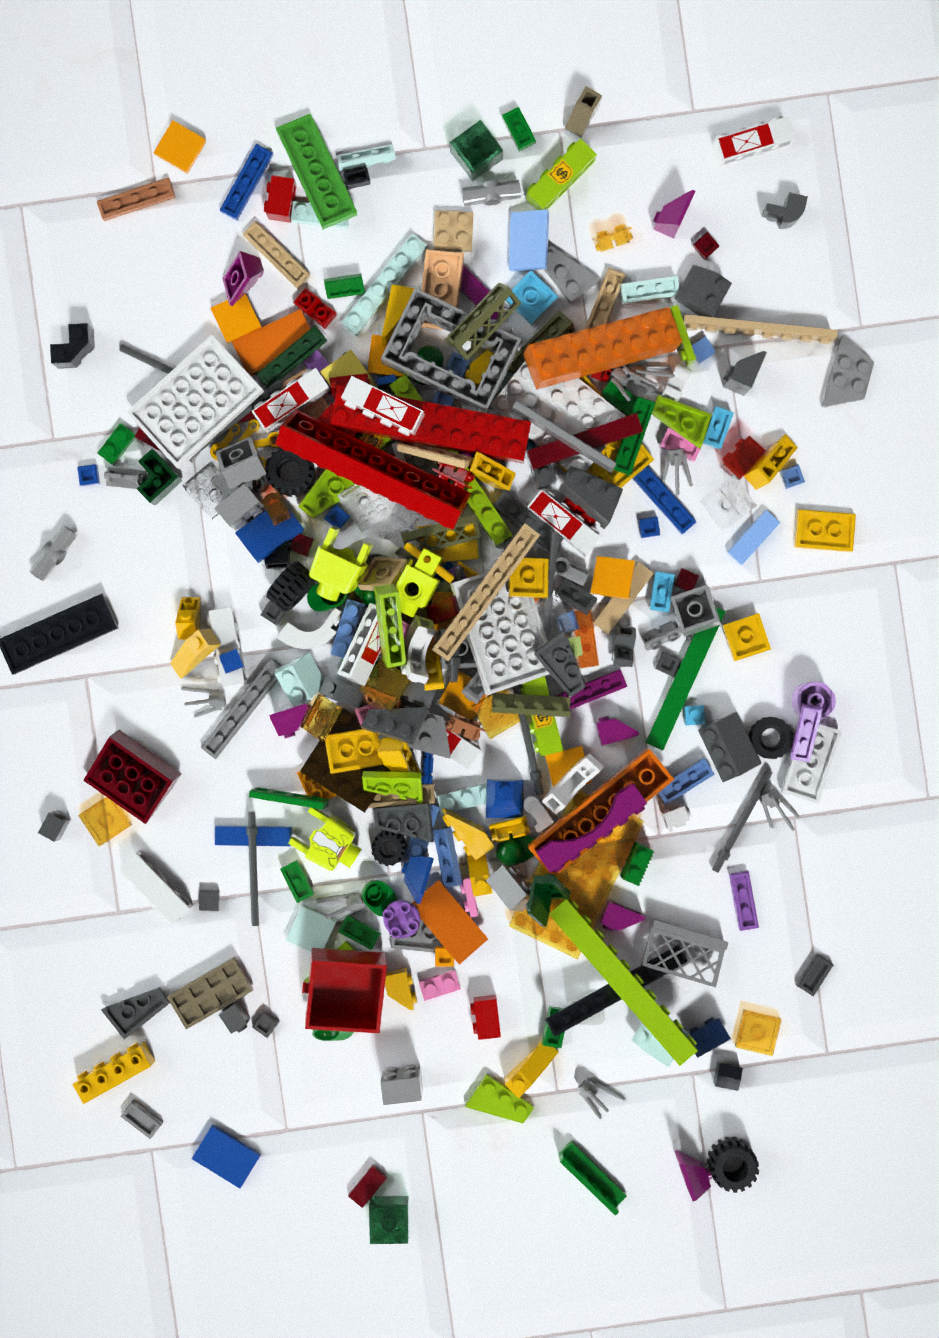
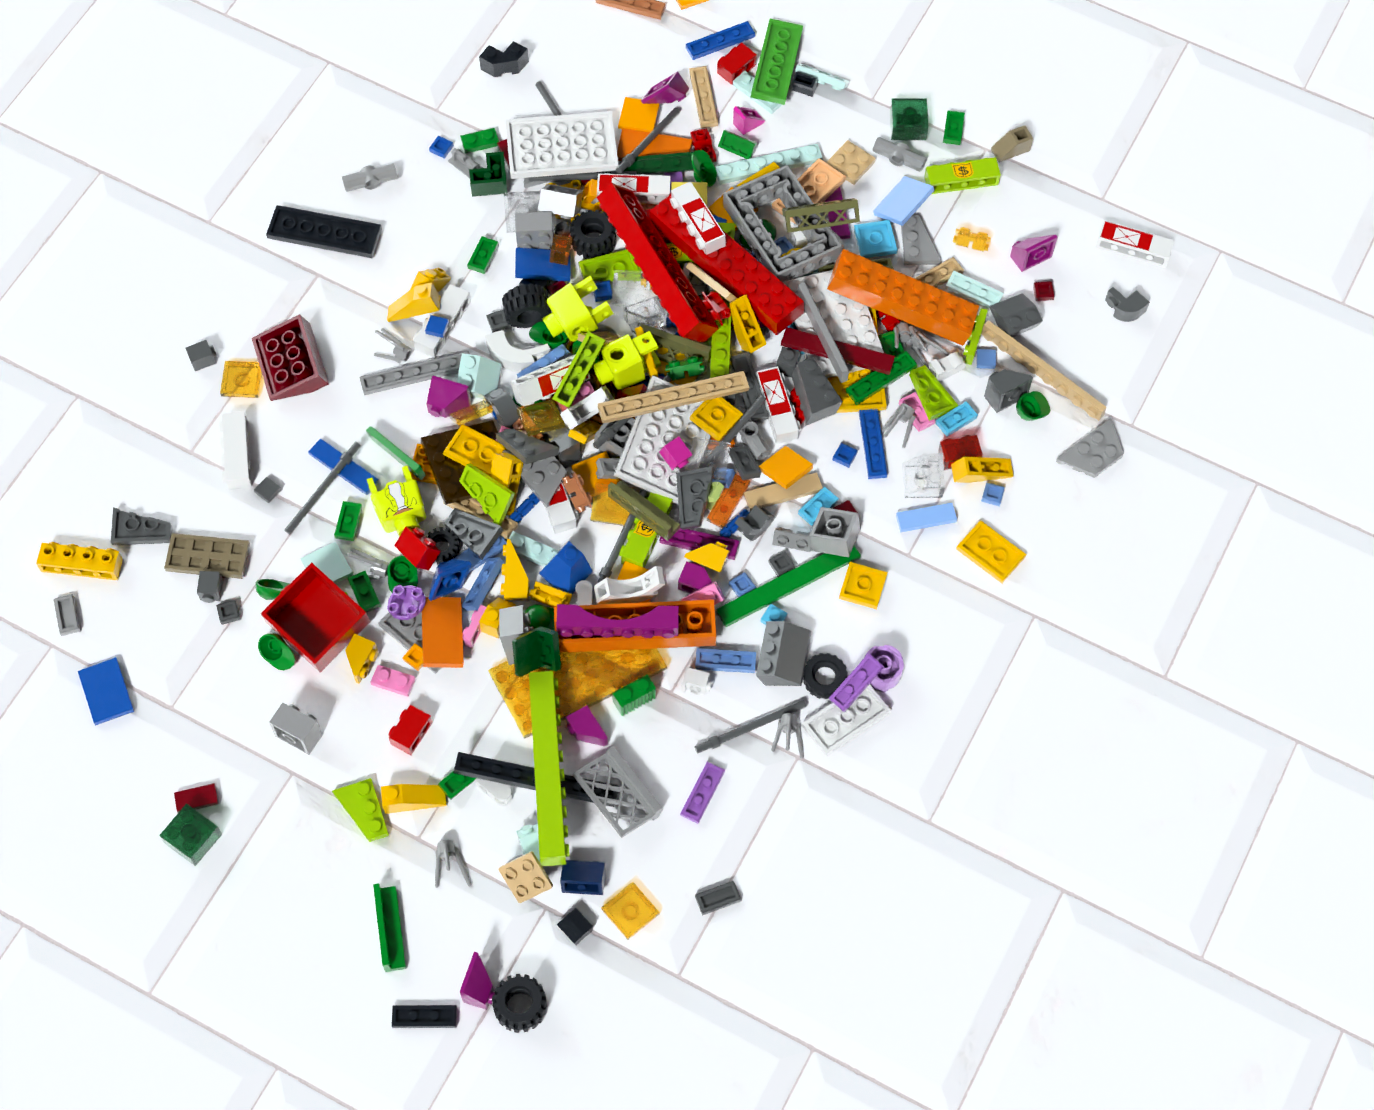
camera: 40 degrees right, 25 degrees down
(211, 558) = (482, 255): none -> green plate
(255, 430) = (590, 191): none -> light orange tile
(265, 374) = (630, 158): none -> dark grey bar
(287, 980) = (269, 588): none -> green cap
(333, 252) = (746, 119): none -> dark pink slope
(336, 335) = (703, 168): none -> green cap
(375, 870) = (417, 547): none -> red brick
(459, 551) = (691, 365): none -> green hinge
(523, 639) = (676, 454): none -> dark pink brick
(606, 656) = (731, 526): none -> blue axle
(609, 703) = (710, 556): none -> yellow slope
(632, 745) = (709, 592): none -> bright pink plate
(649, 705) = (742, 585): none -> medium blue tile
(665, 1076) = (525, 877): none -> tan plate
(667, 1219) = (424, 1016): none -> black tile
(773, 371) = (1032, 406): none -> green cap

